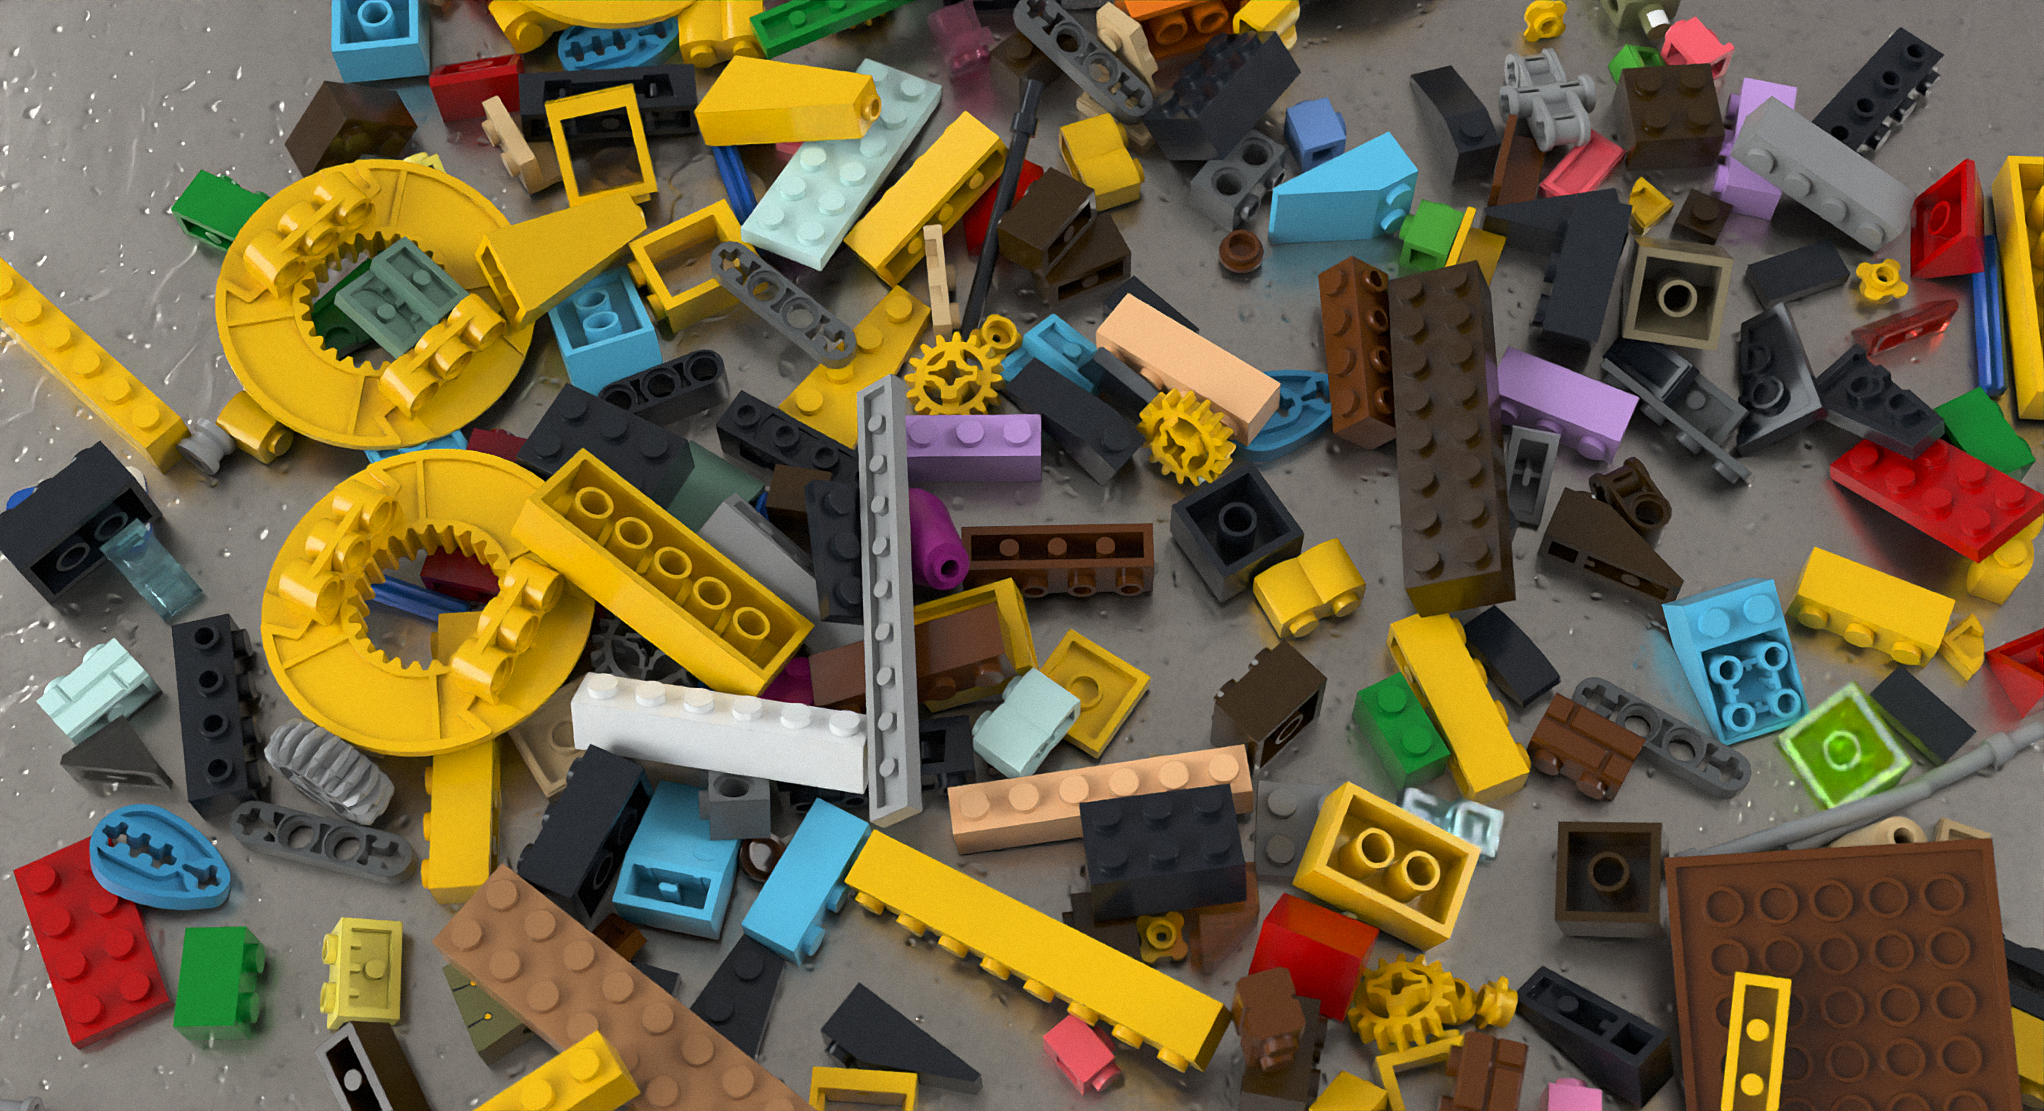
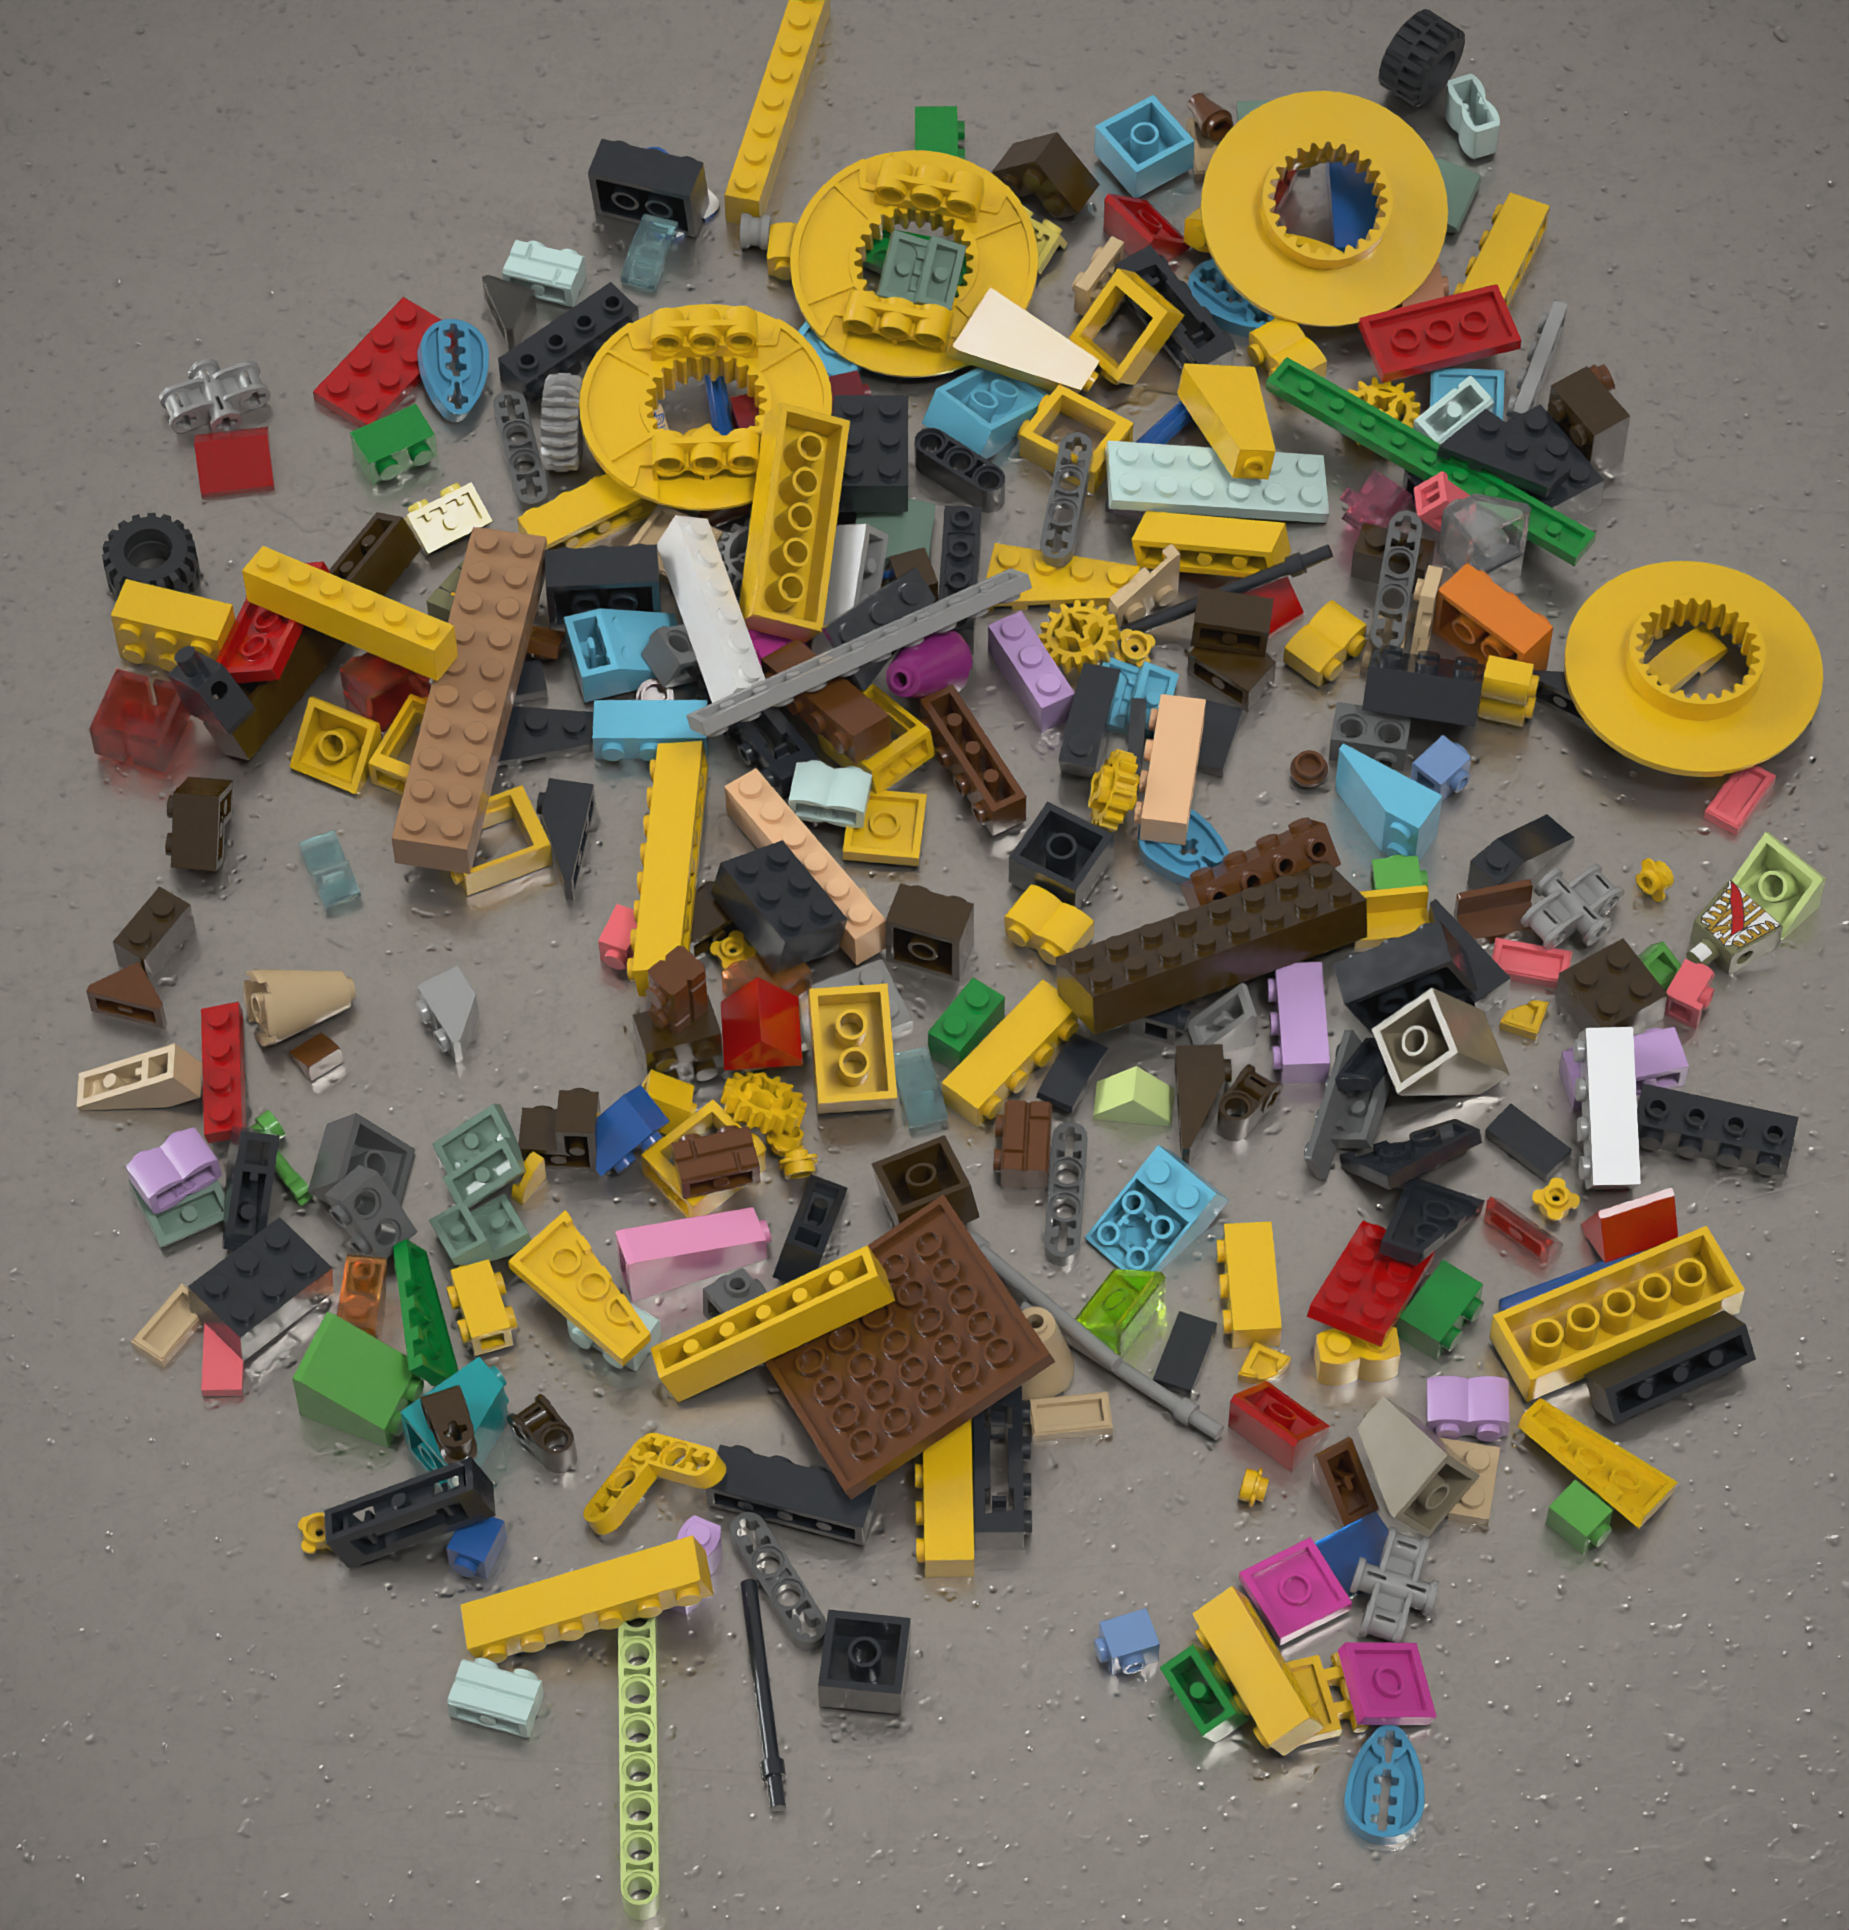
camera: 60 degrees right, 5 degrees down
(1570, 615) = (1134, 1098): none -> yellowish green slope
(1702, 218) = (1539, 1060): dark brown plate -> none

